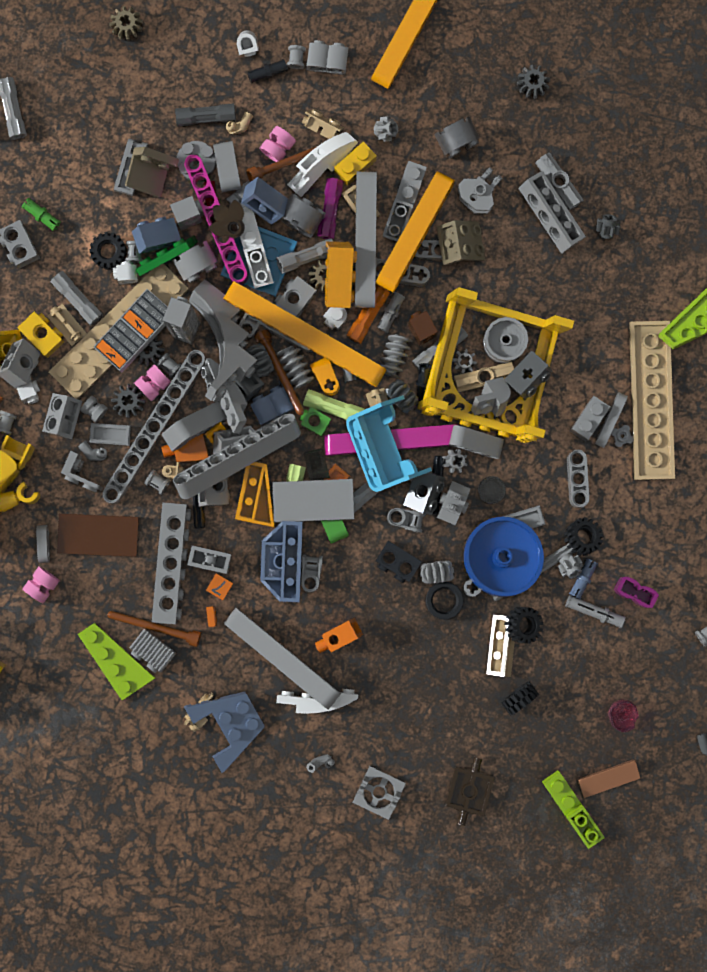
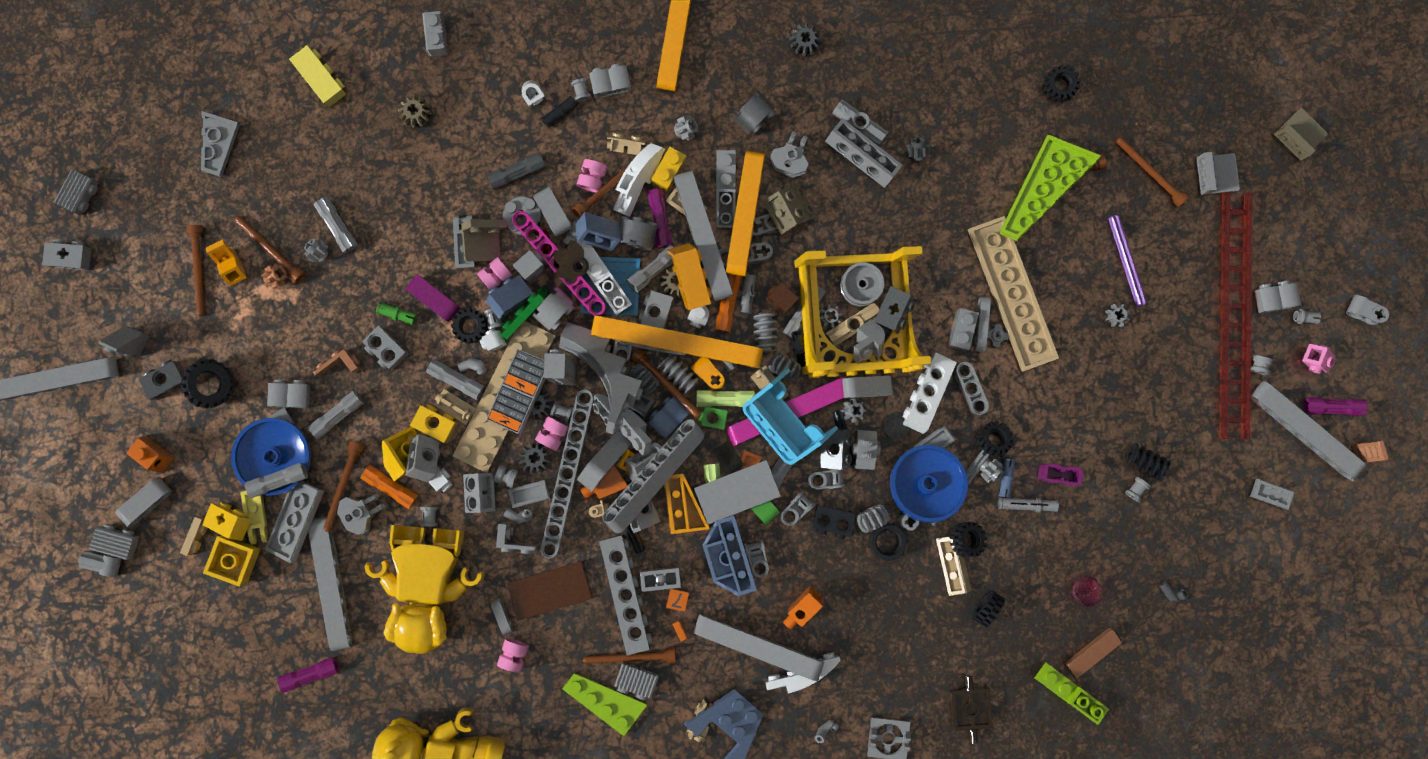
camera: 20 degrees left, 0 degrees up
(81, 211) = (432, 298): none -> magenta beam
(98, 288) = (474, 364): none -> light grey arm
(150, 209) = (494, 274): none -> bright pink wheel
(157, 481) = (587, 523): light grey bush -> none
(240, 126) = (552, 170): tan arm -> none
(367, 537) = (797, 508): none -> light grey piece
(555, 446) = (943, 368): none -> white brick

